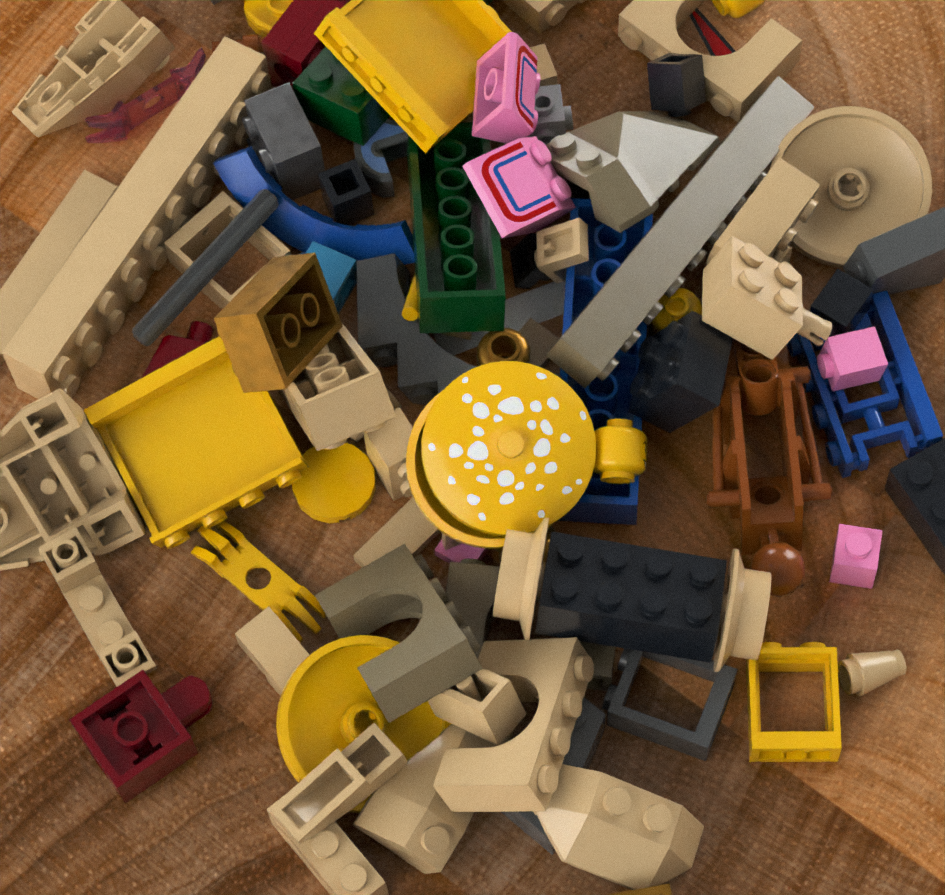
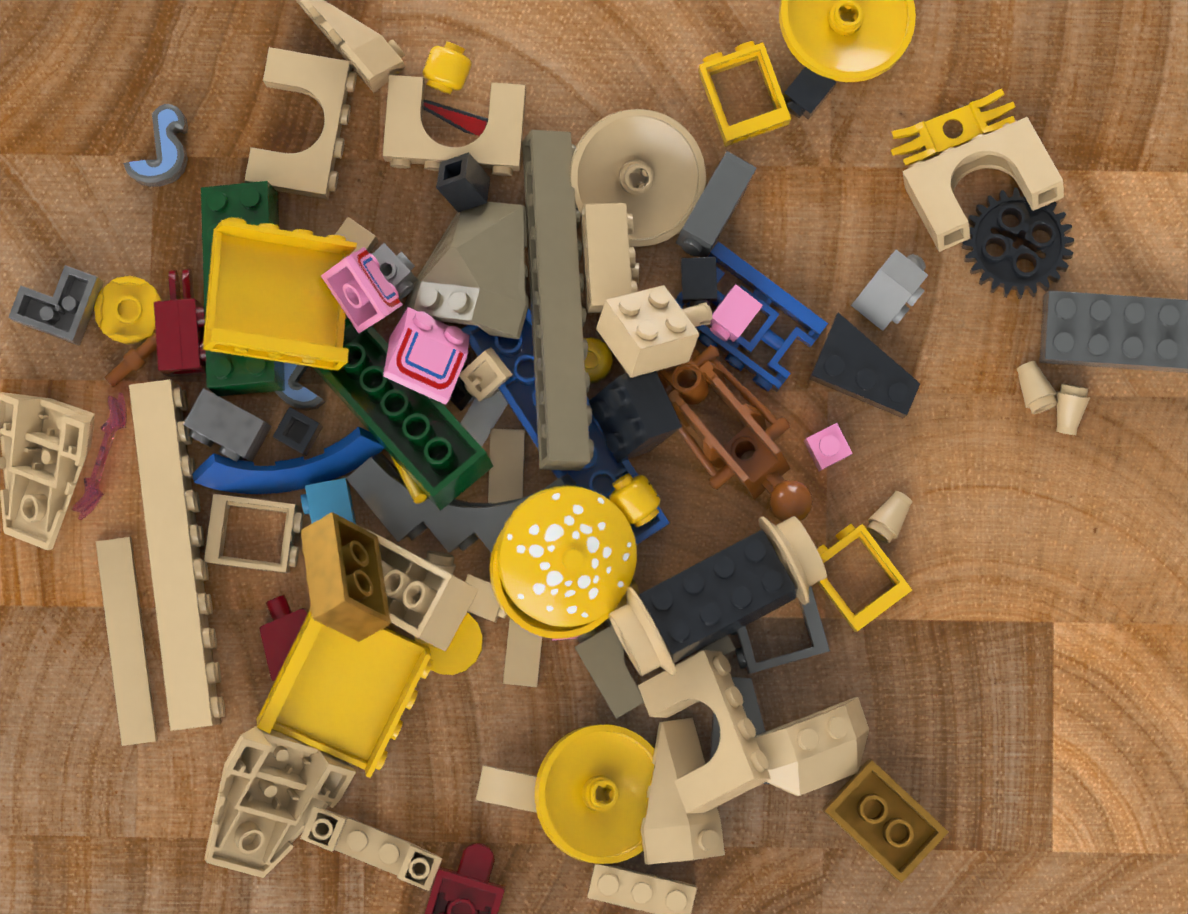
camera: 40 degrees left, 20 degrees up
(205, 267) = (250, 561): dark grey axle -> none
(237, 564) = (473, 749): yellow piece -> none
(339, 784) = (623, 851): tan slope -> none
(430, 657) = (624, 723): dark tan arch -> none
(481, 705) = (663, 733): tan brick -> none
(503, 346) = (513, 473): pearl gold head -> none

